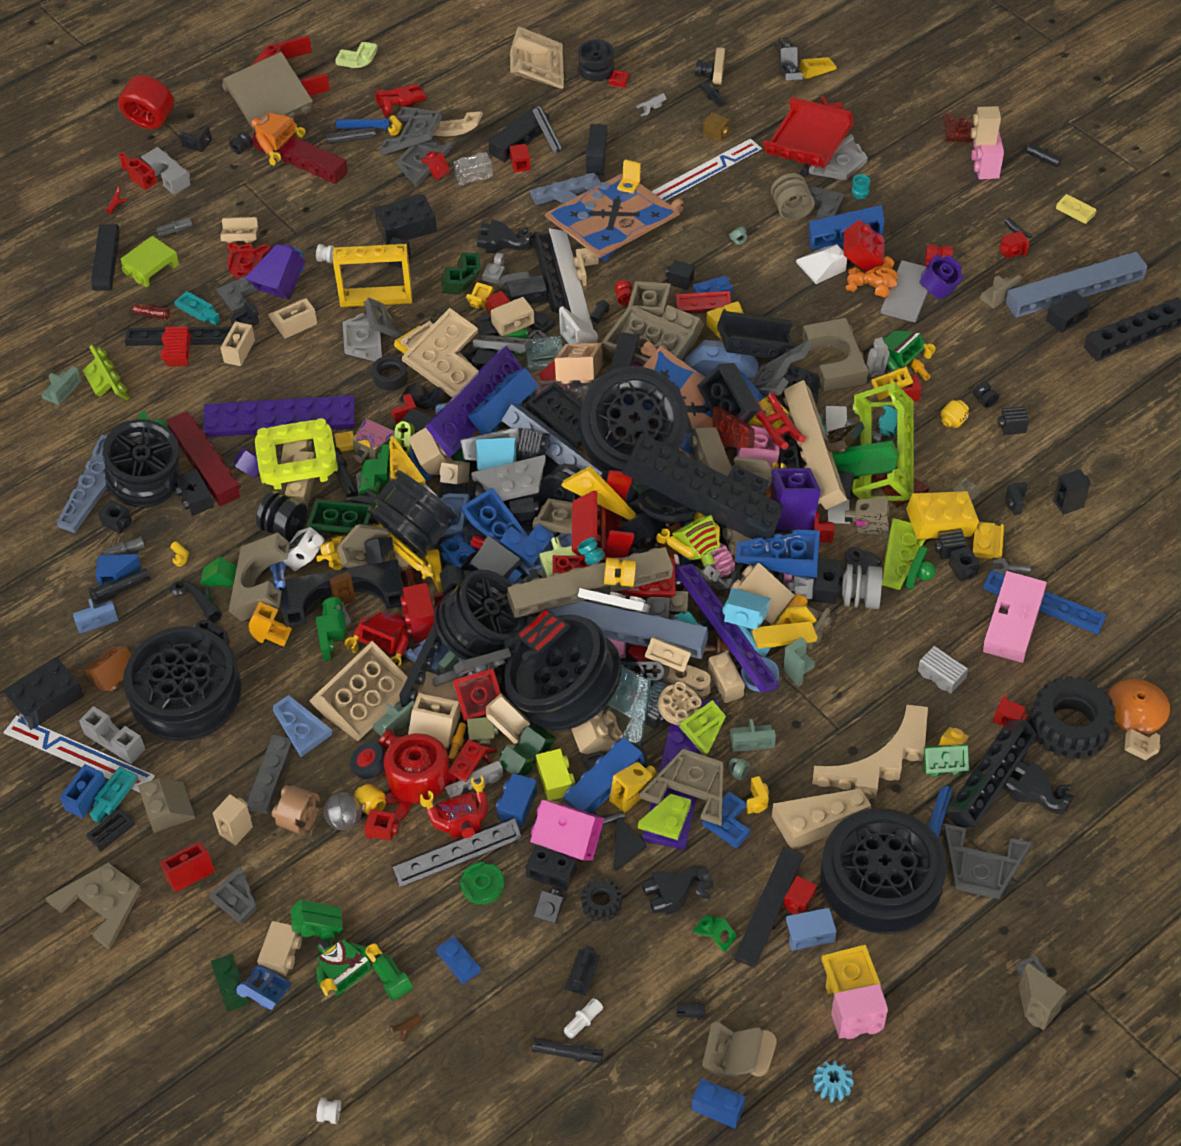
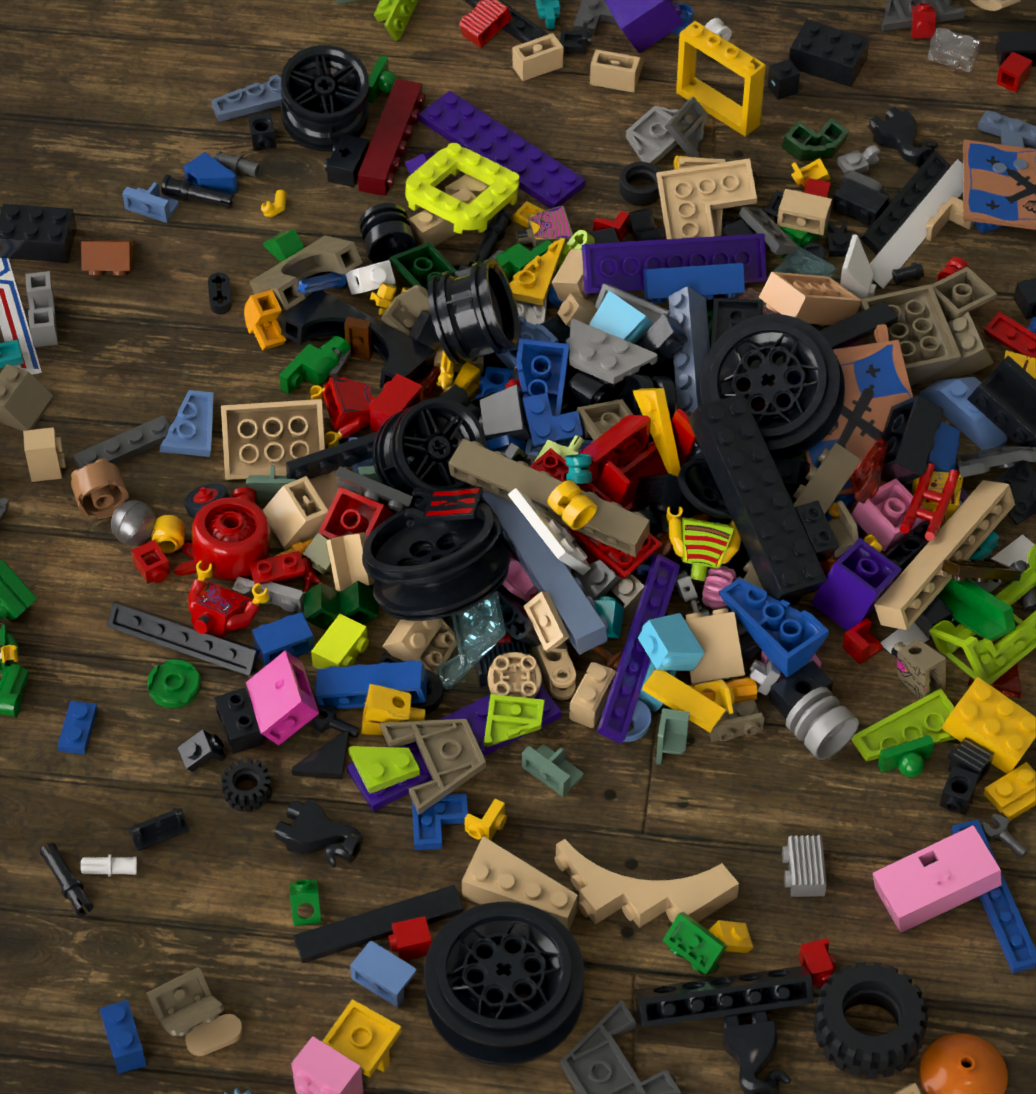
camera: 45 degrees right, 0 degrees up
(174, 664) = (139, 310): black wheel -> none
(204, 600) = (241, 272): black plant -> none
(690, 1010) = (206, 948): black pin -> none
(740, 770) = (502, 785): sand green tile -> none
(864, 559) = (862, 706): black plate -> none
(939, 809) = (625, 990): blue axle -> none

